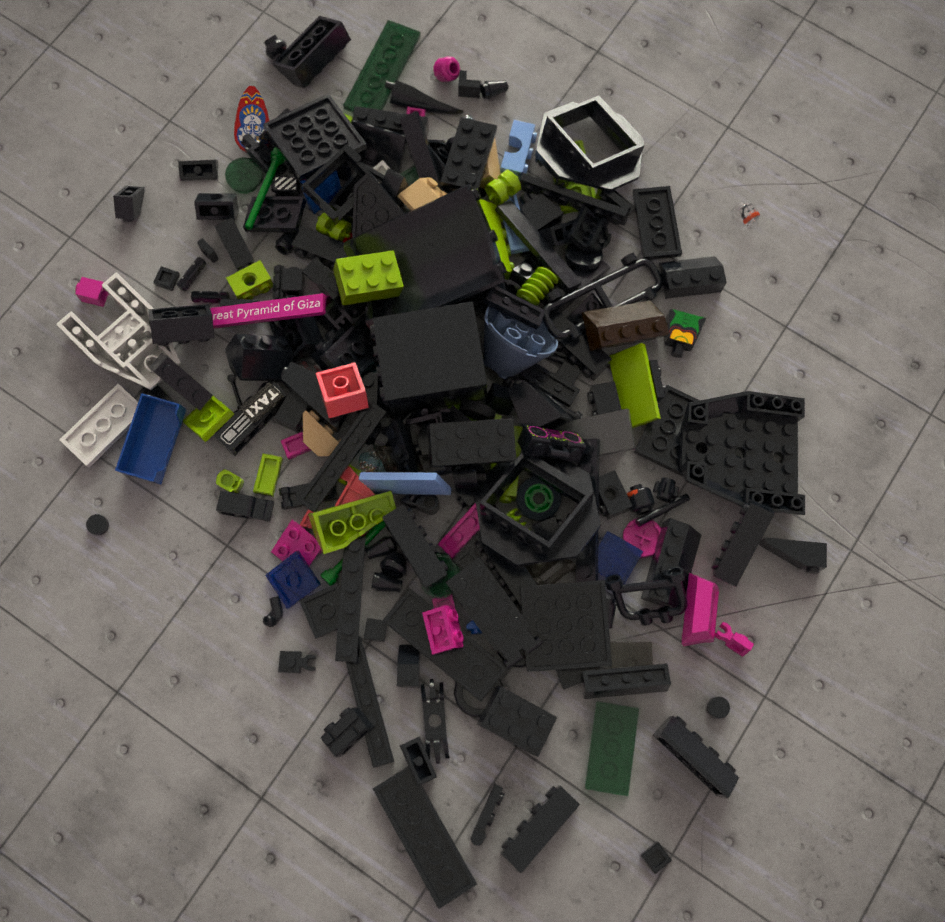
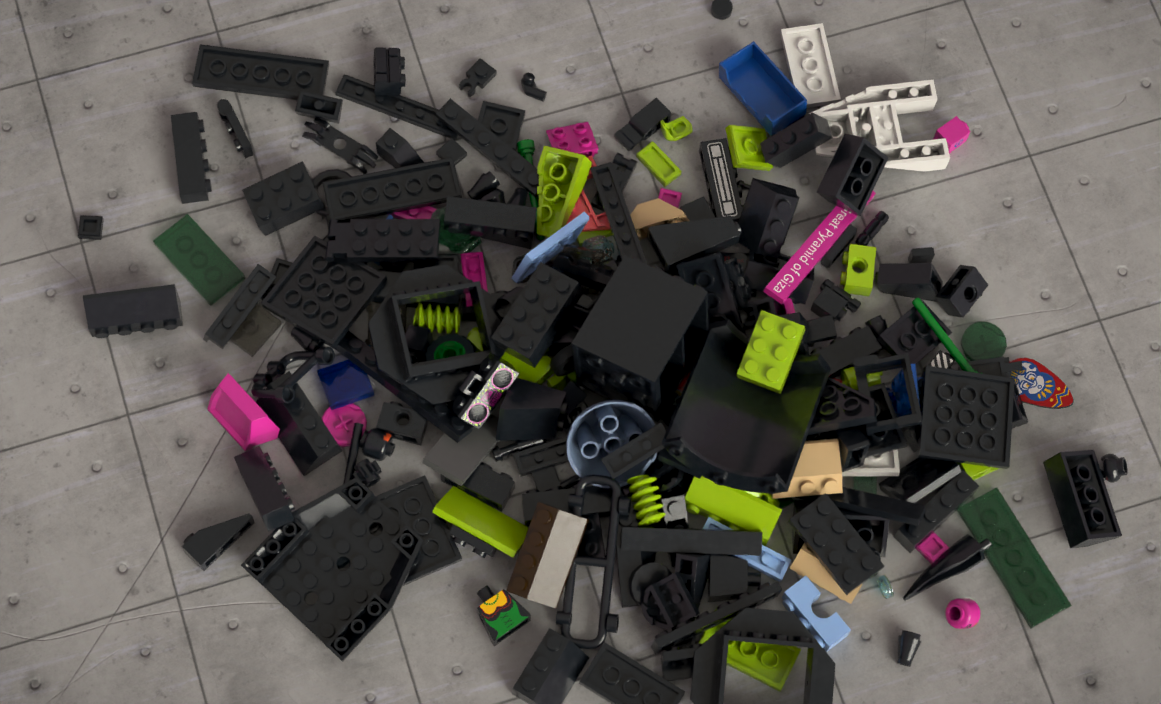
camera: 125 degrees right, 5 degrees down
(128, 203) = (1026, 222): black slope -> none
(166, 278) = (921, 206): black tile -> none
(191, 274) = (908, 229): black axle -> none
(198, 169) = (1022, 308): black slope -> none
(261, 402) = (724, 192): clear smoke tile -> none
(293, 579) = (547, 118): clear blue tile -> none
(342, 390) = (674, 248): coral slope -> none
(443, 629) = (403, 192): dark pink bracket -> none
(467, 87) = (930, 625): black panel -> none
(504, 186) = (779, 556): lime wheel -> none
(718, 707) = (153, 367): black tile -> none
(736, 642) = (188, 424): dark pink plate -> none

